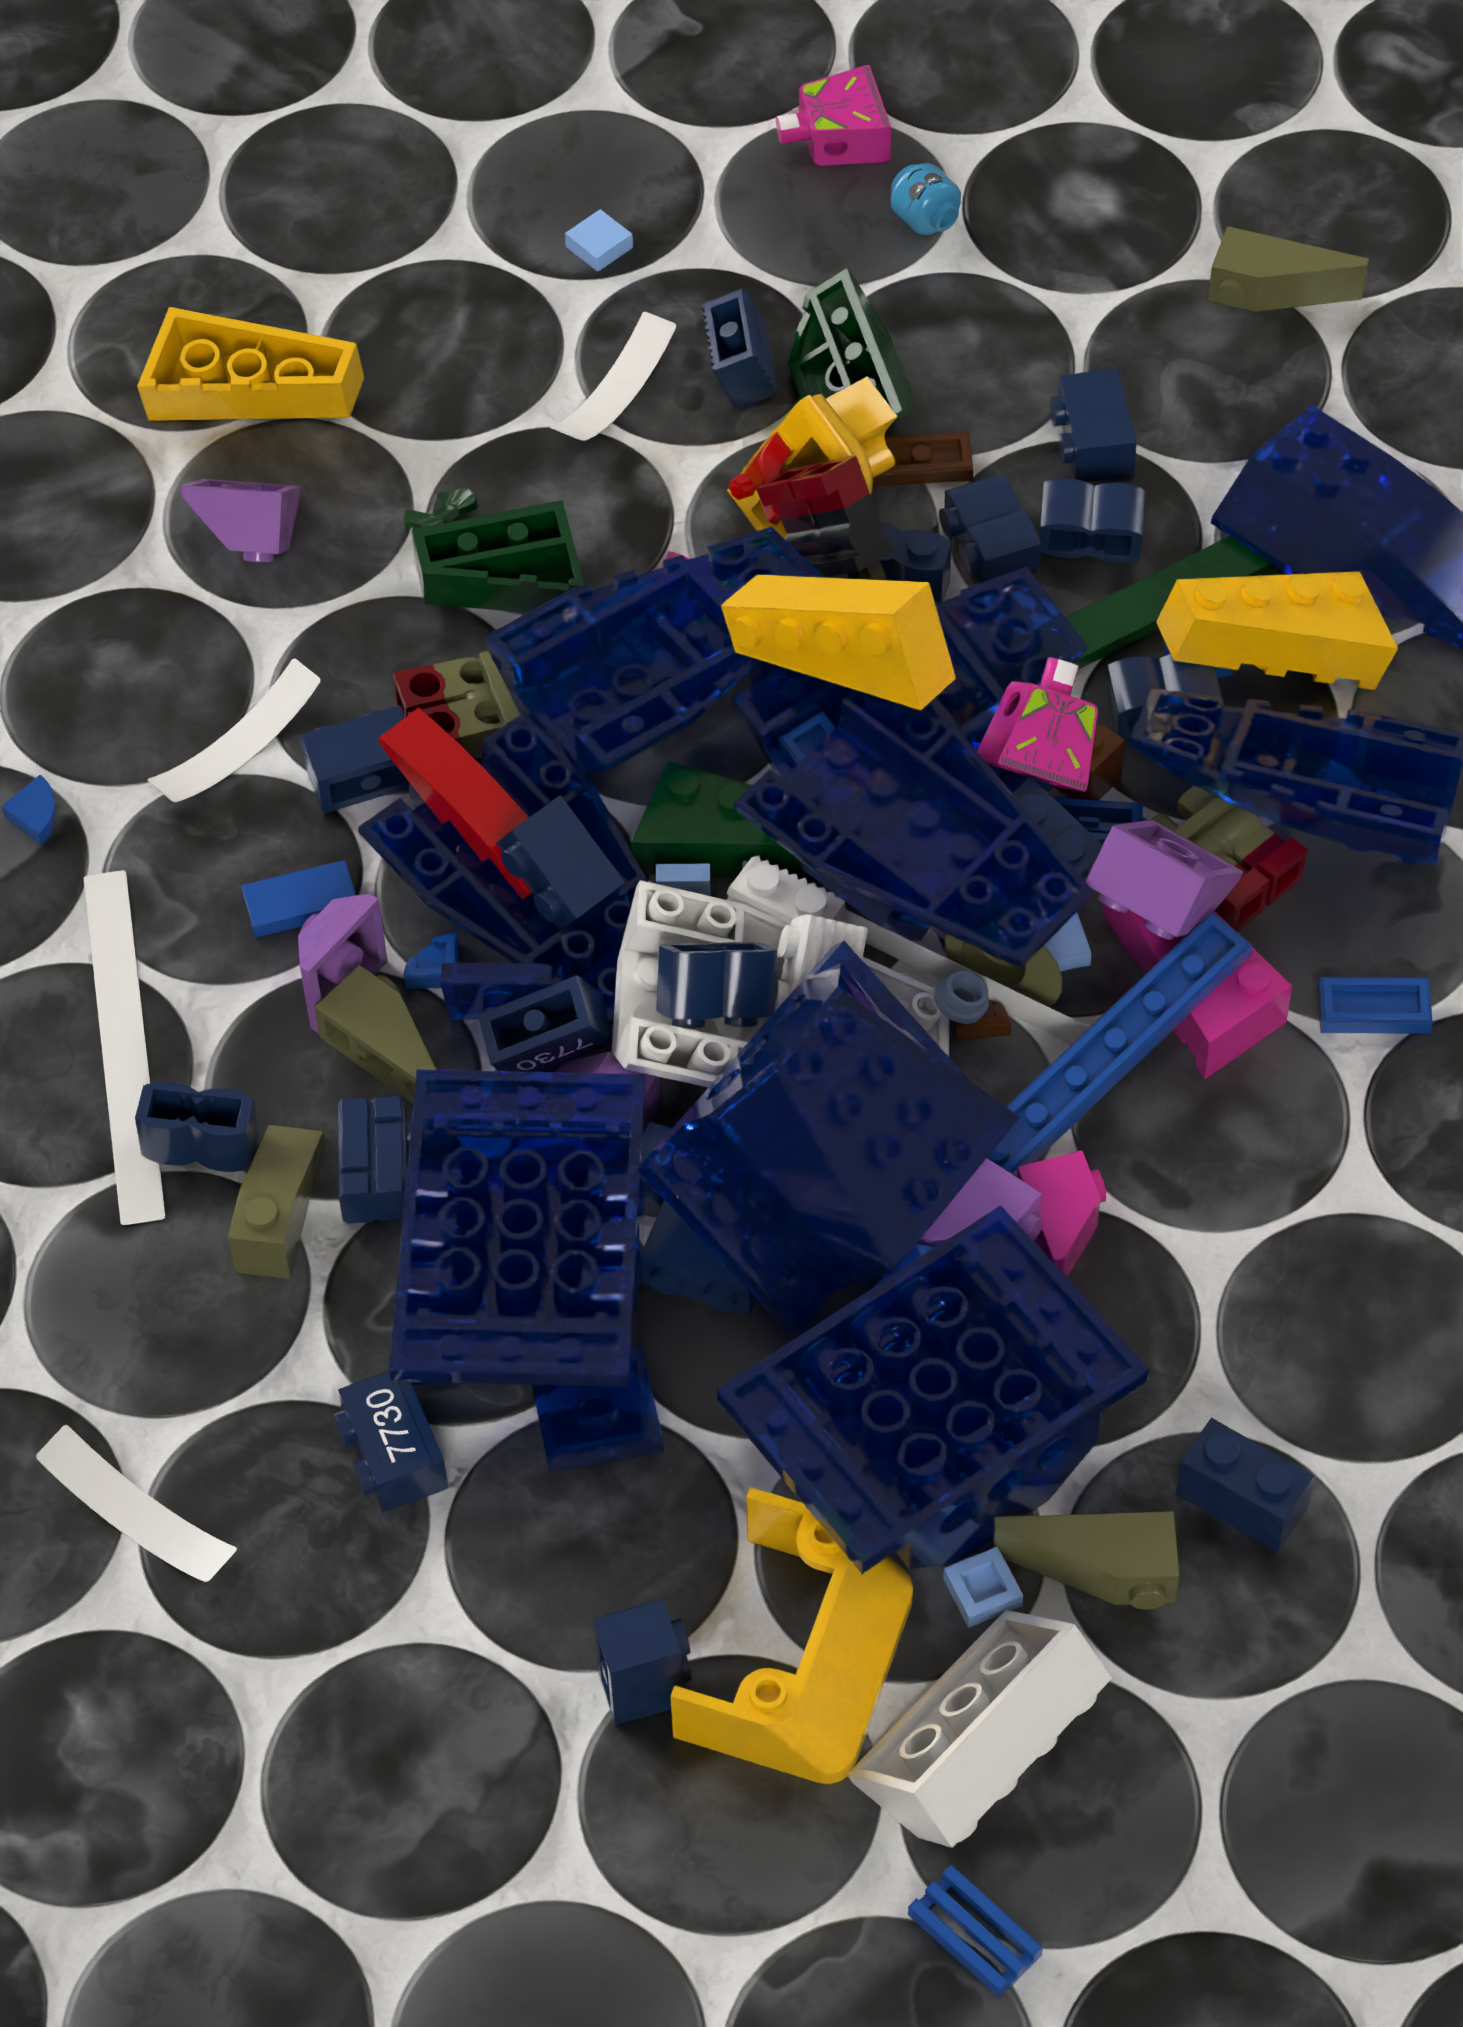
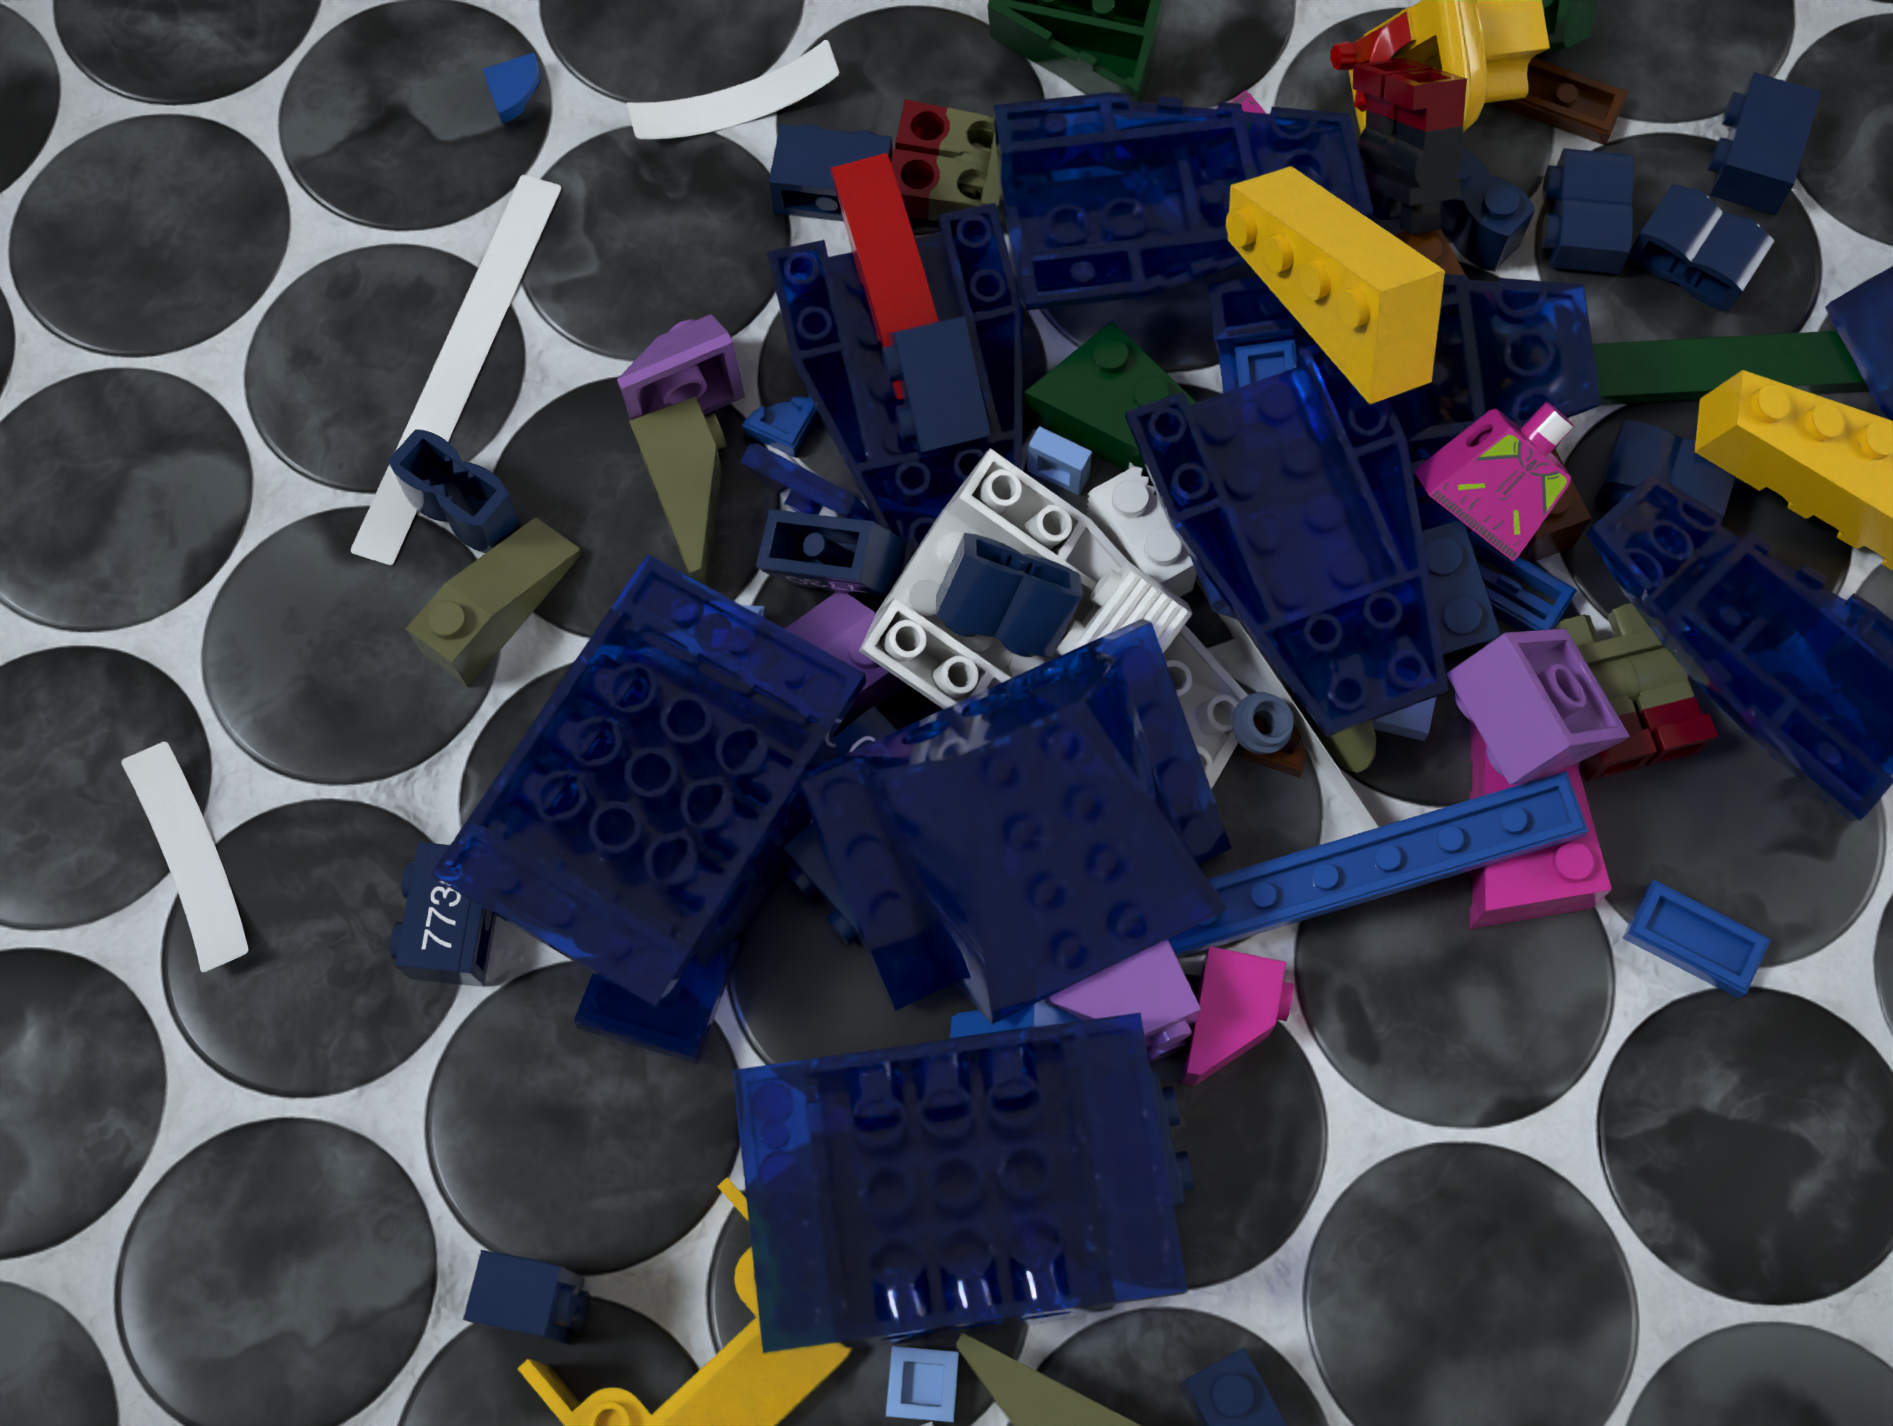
camera: 30 degrees right, 15 degrees up
(292, 898) = (695, 290): blue tile -> none
(373, 1158) = (589, 595): dark blue brick -> none

